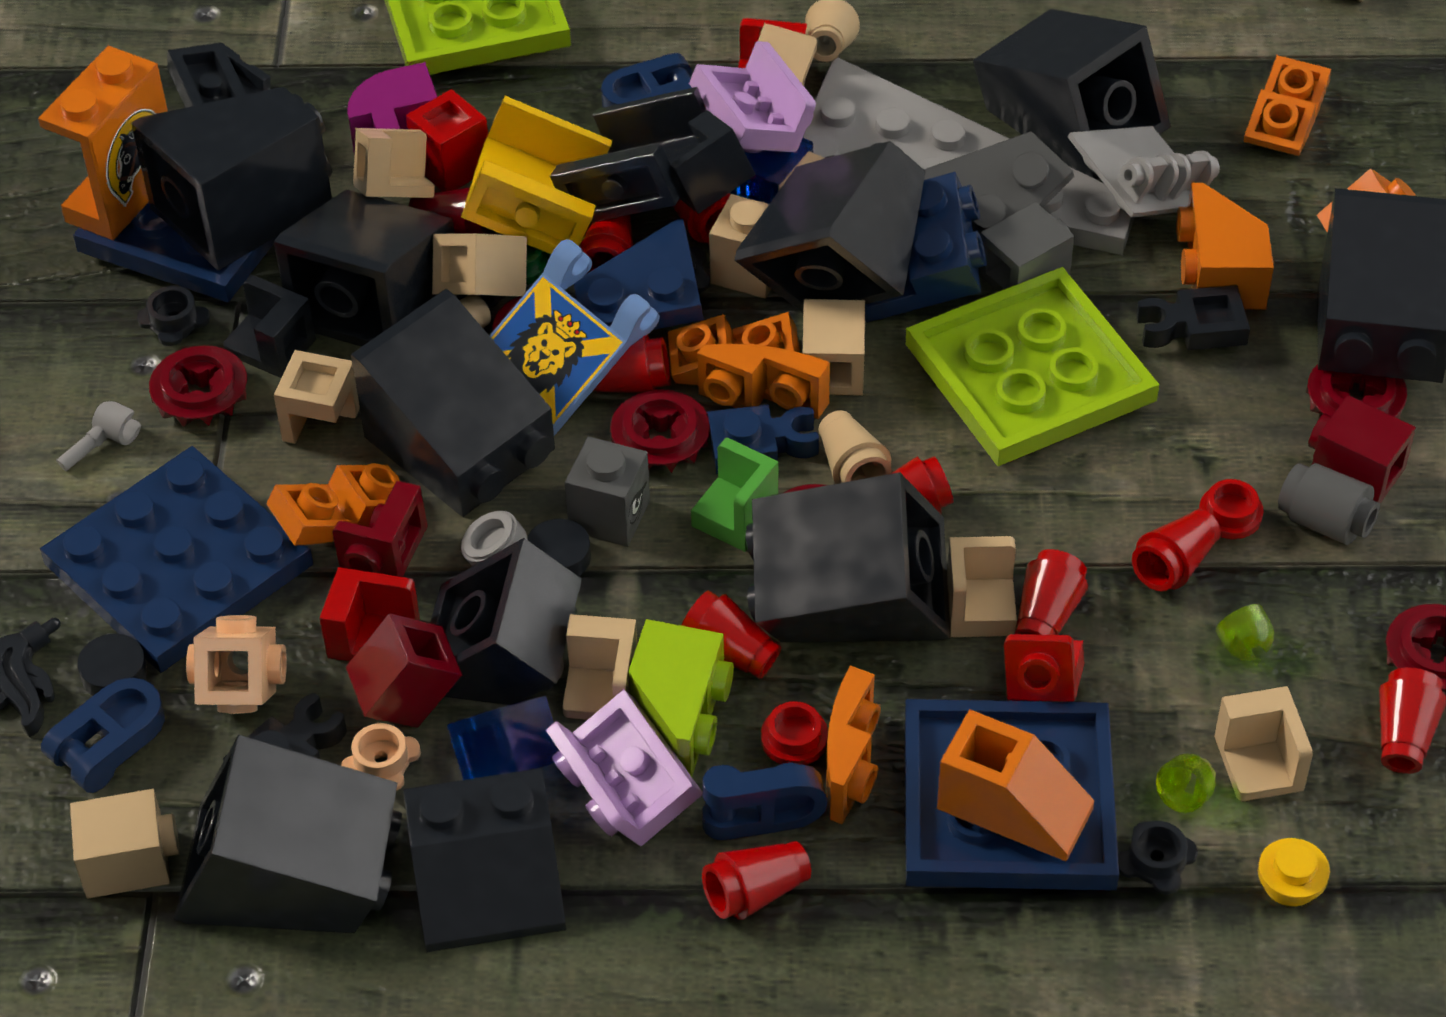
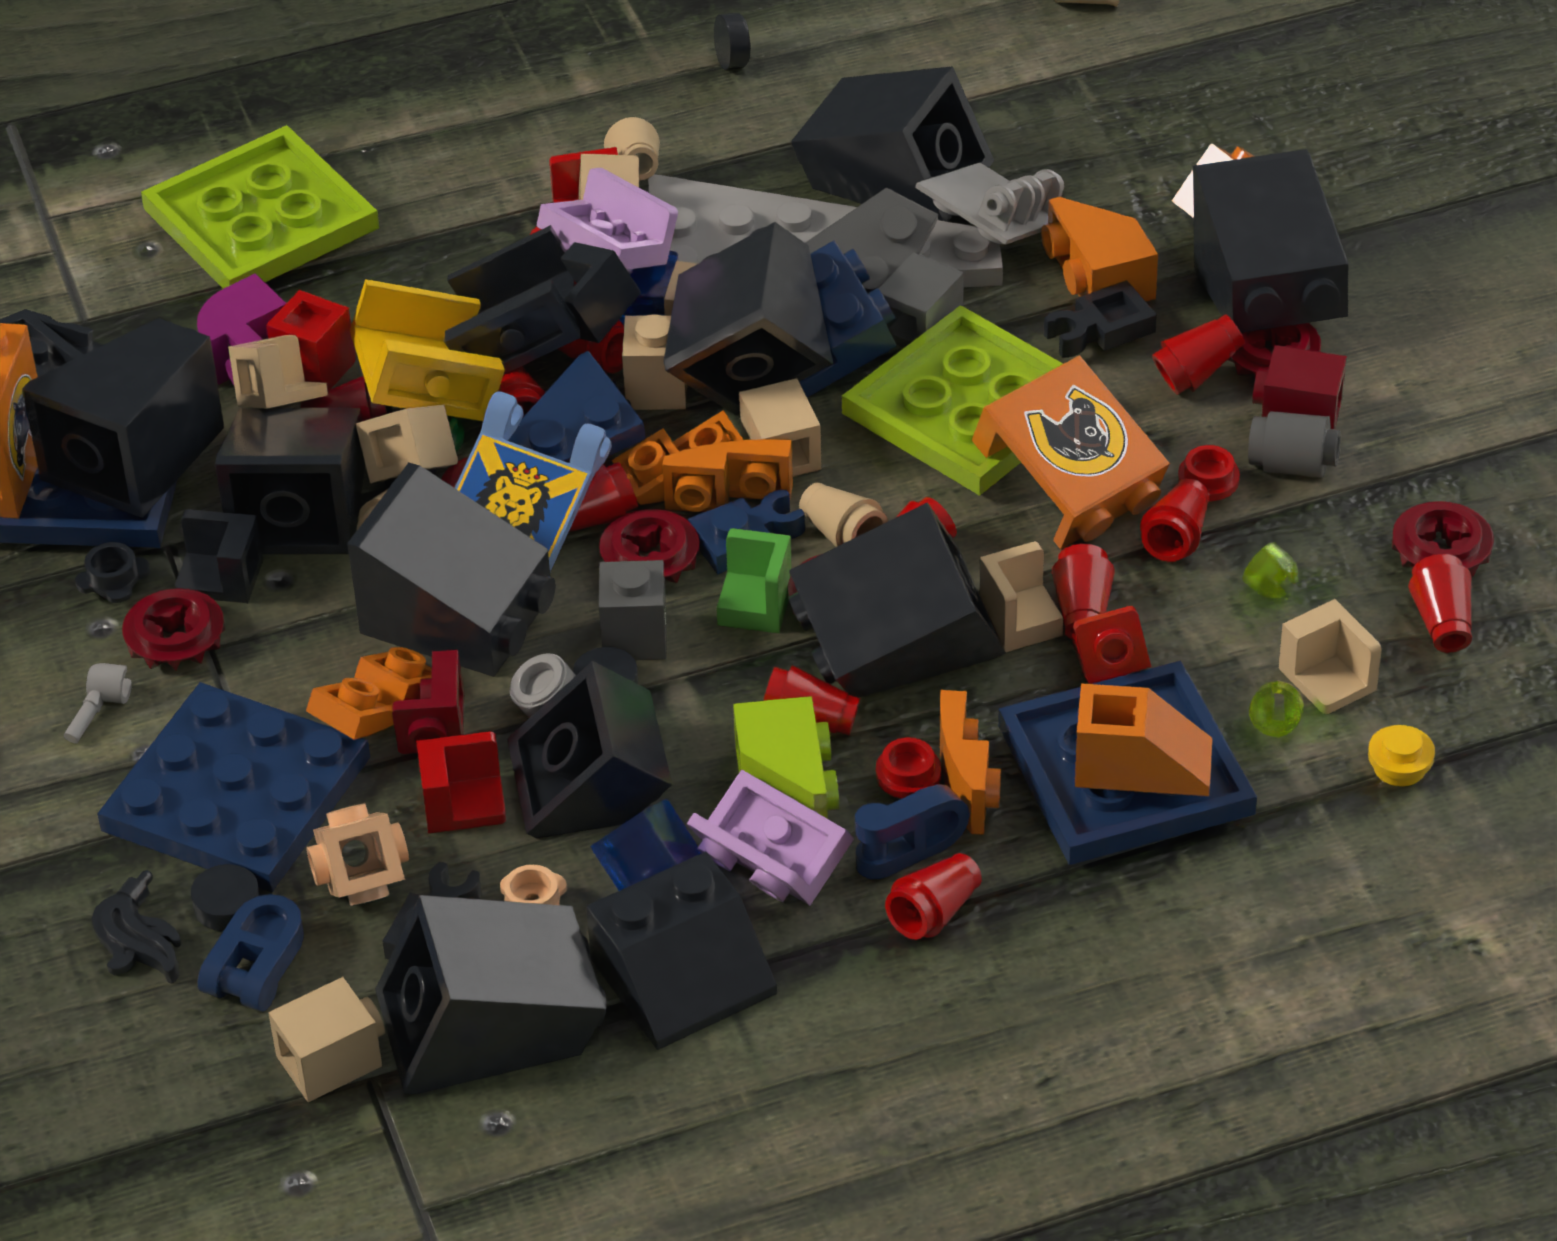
camera: 20 degrees left, 5 degrees down
(314, 389) = (304, 594): tan panel -> none
(403, 671) = (523, 814): dark red brick -> none
(598, 662) = (700, 759): tan panel -> none
(646, 80) = (477, 239): dark blue plate -> none
(1100, 449) = (1076, 448): none -> orange panel
(1161, 840) = (1280, 773): black plate -> none
(1272, 380) = (1197, 353): none -> red cone
(1288, 105) = (1095, 114): orange slope -> none

